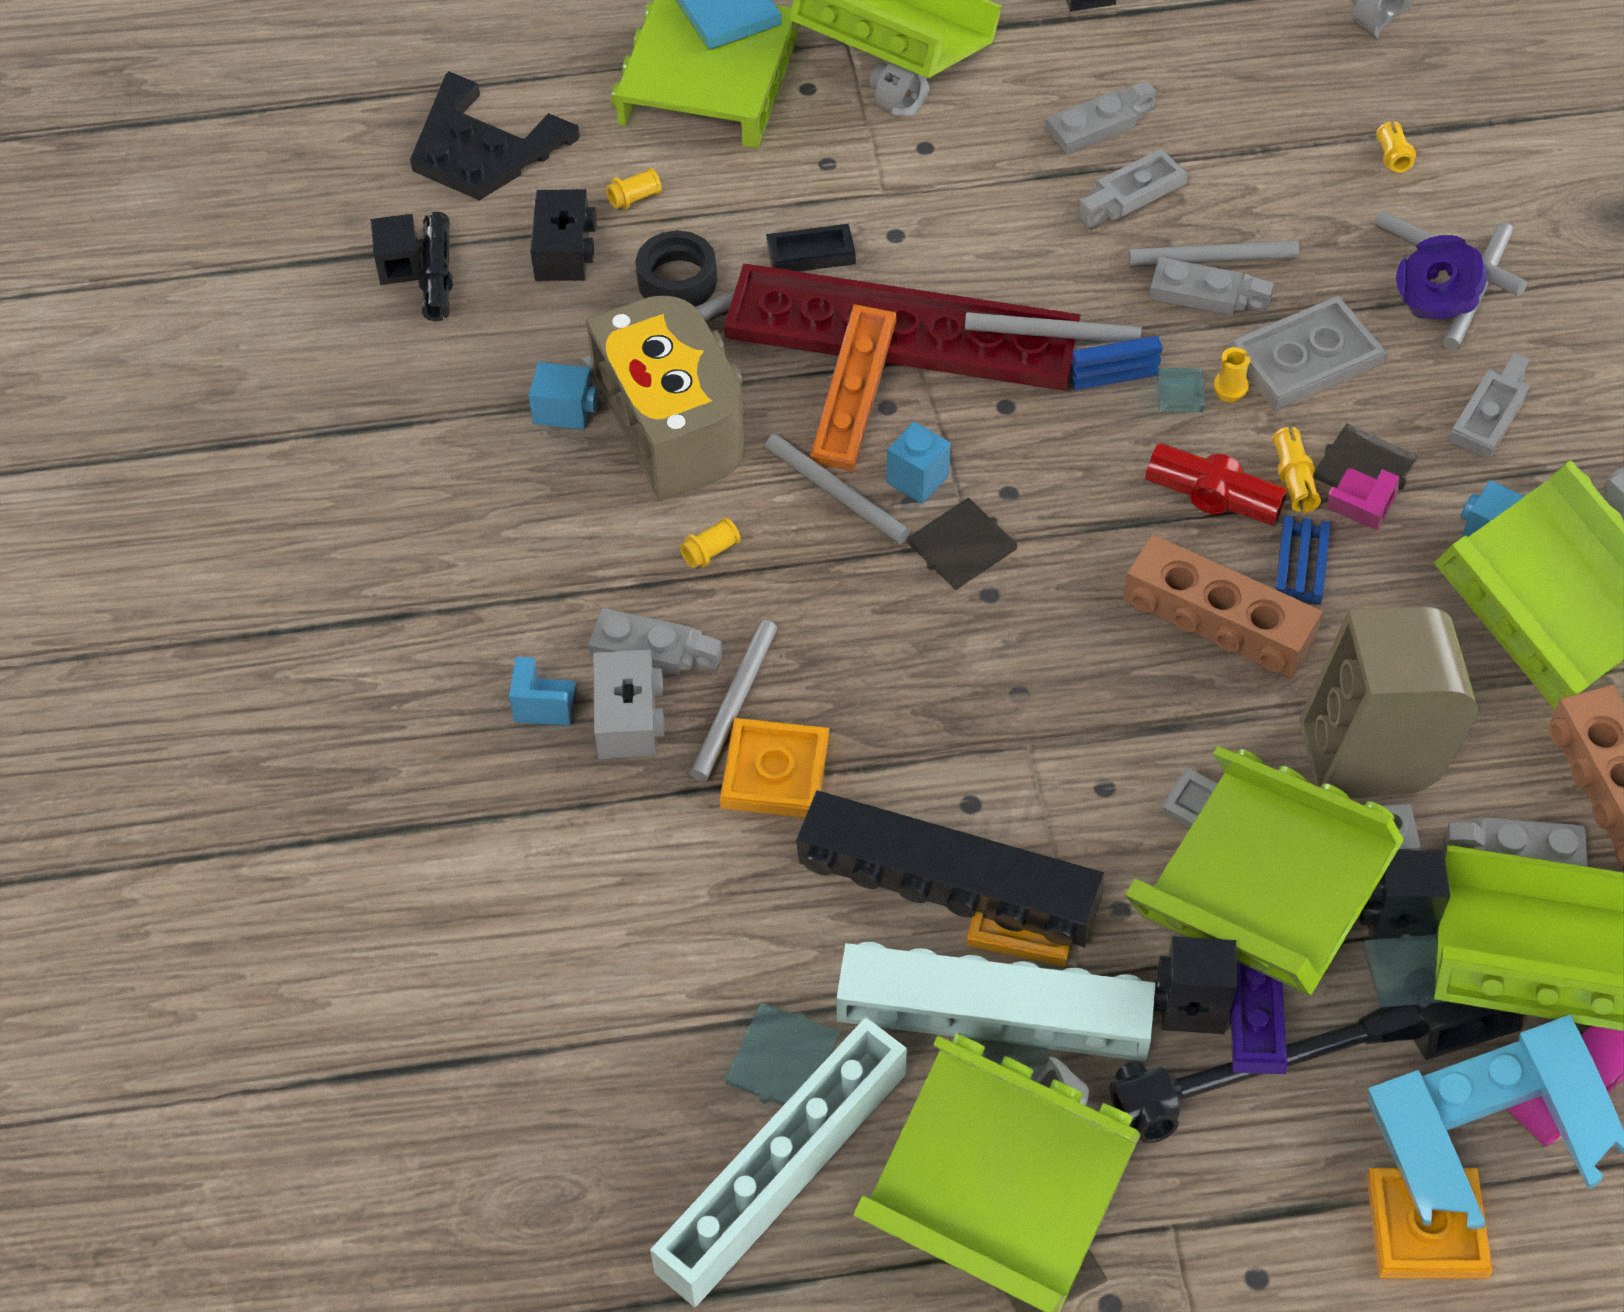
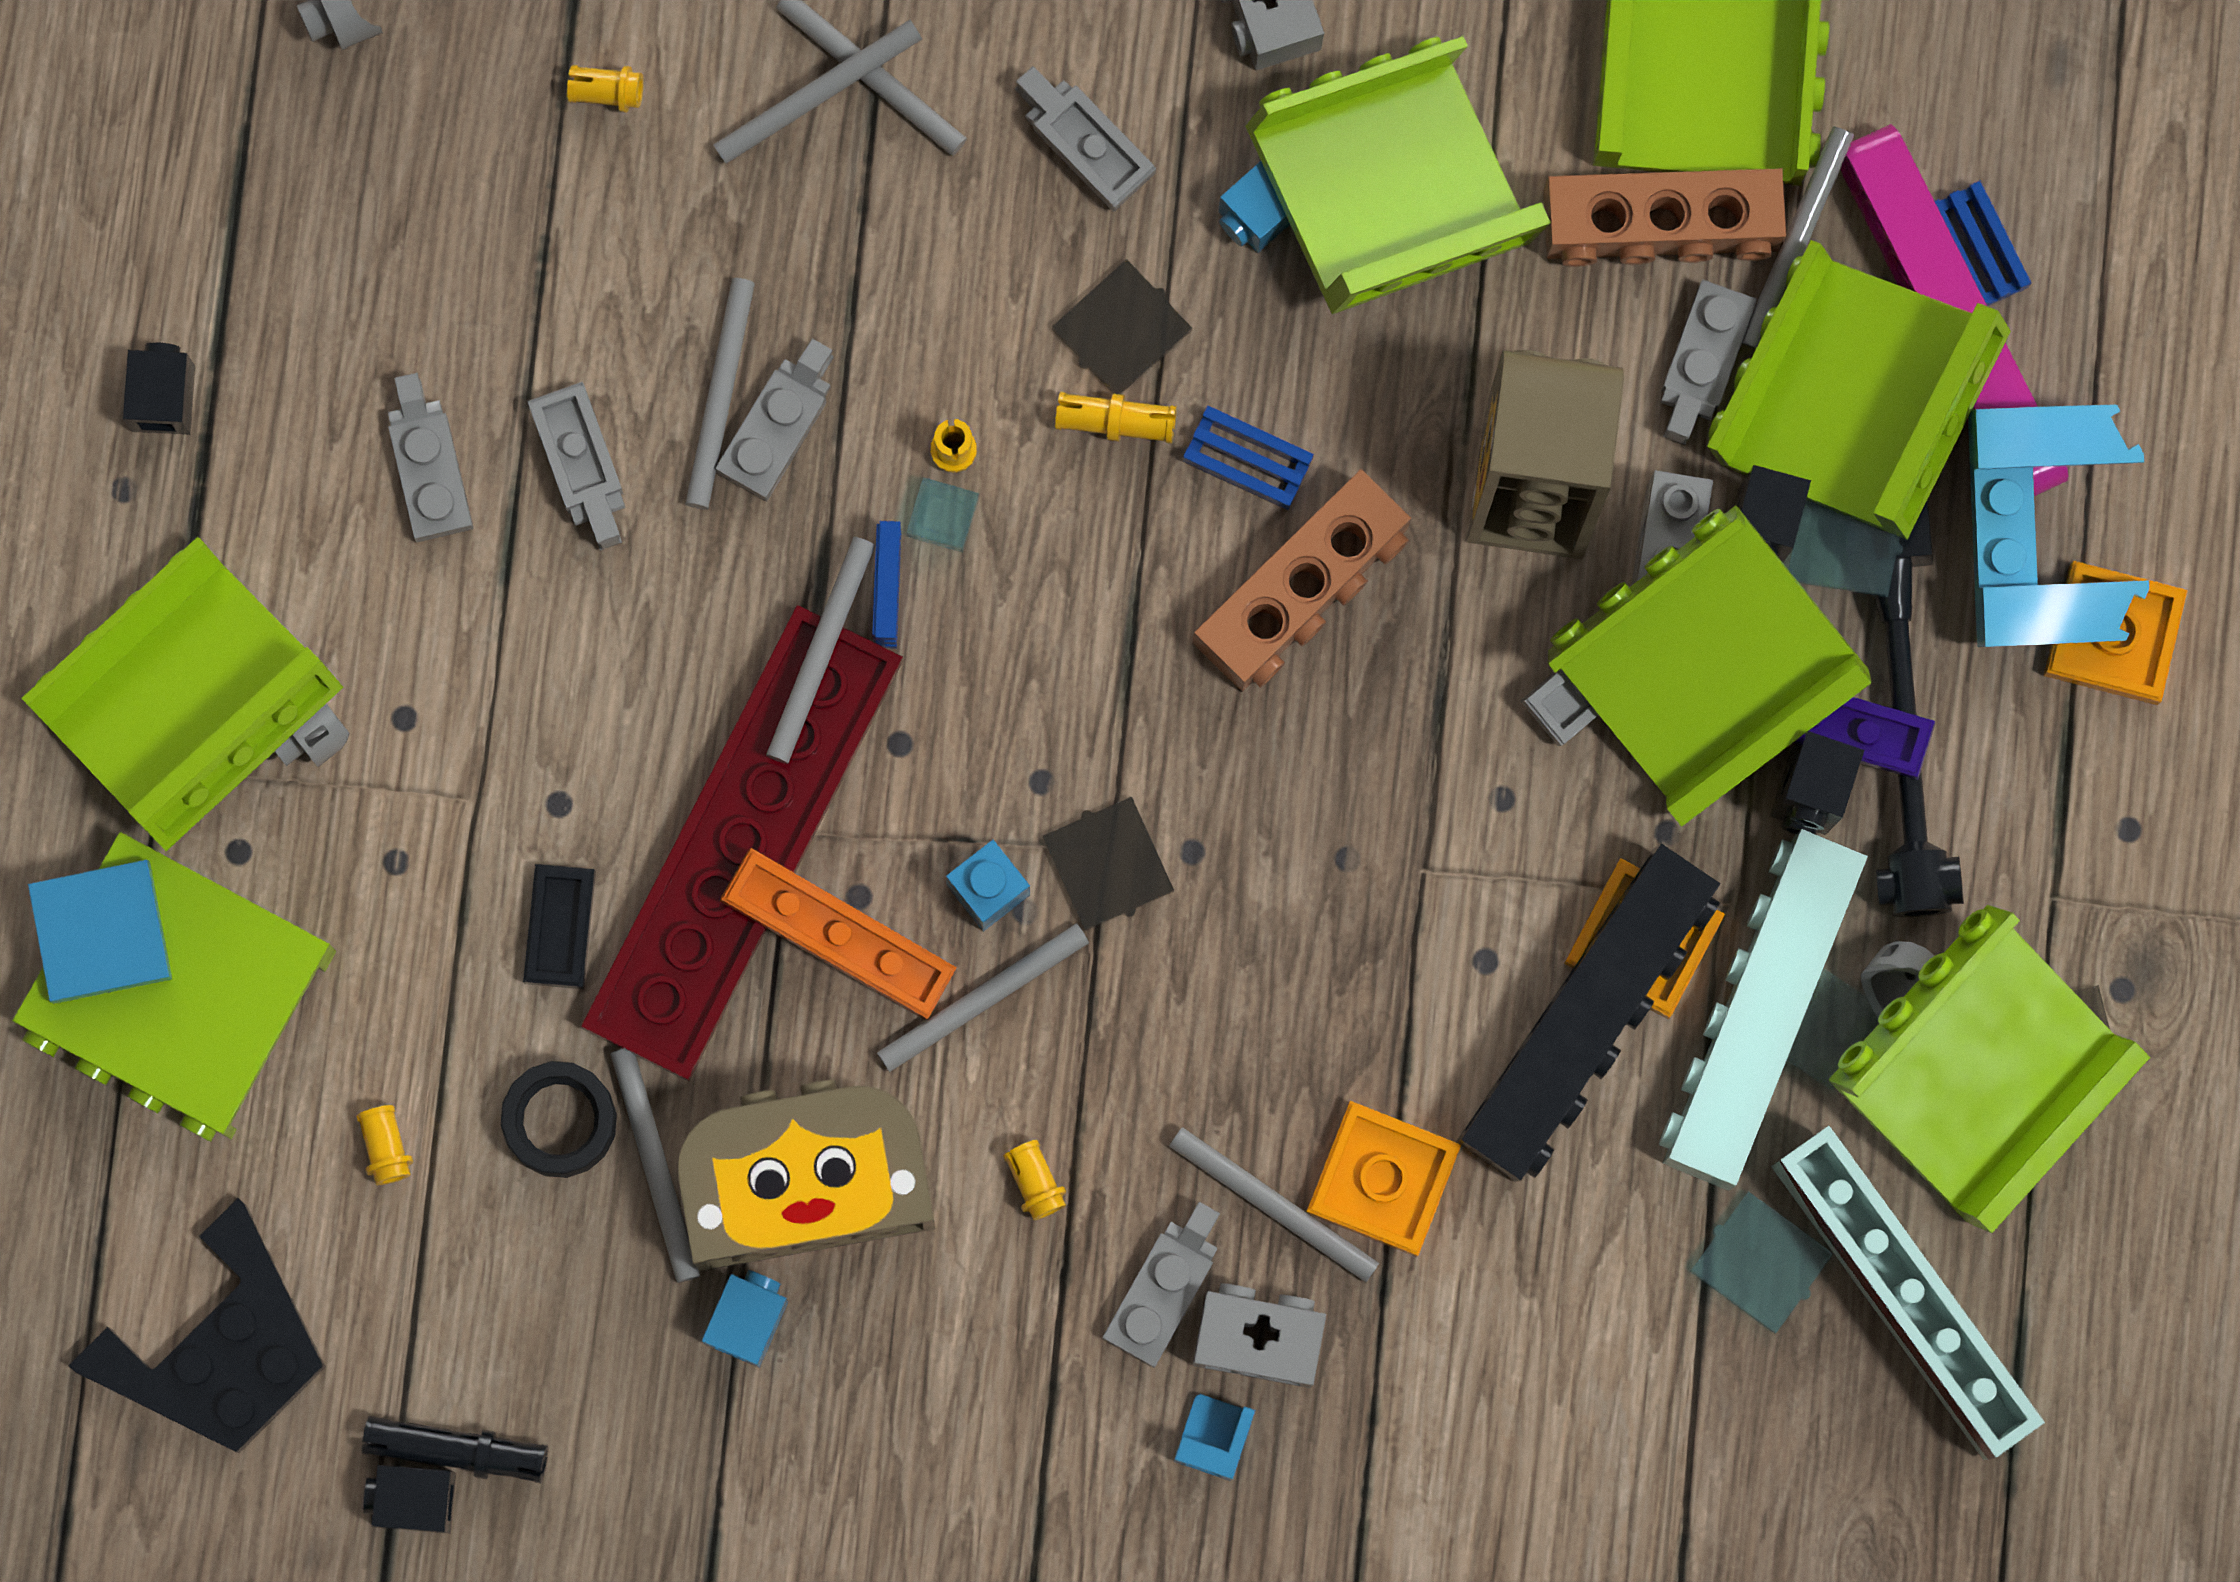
camera: 85 degrees left, 25 degrees up
(562, 235) = (416, 1269): black brick -> none
(1216, 484) = (1114, 523): red piece -> none
(1309, 352) = (922, 332): light grey tile -> none
(1364, 497) = (1184, 351): dark pink panel -> none
(1452, 297) = (900, 107): dark purple plate -> none

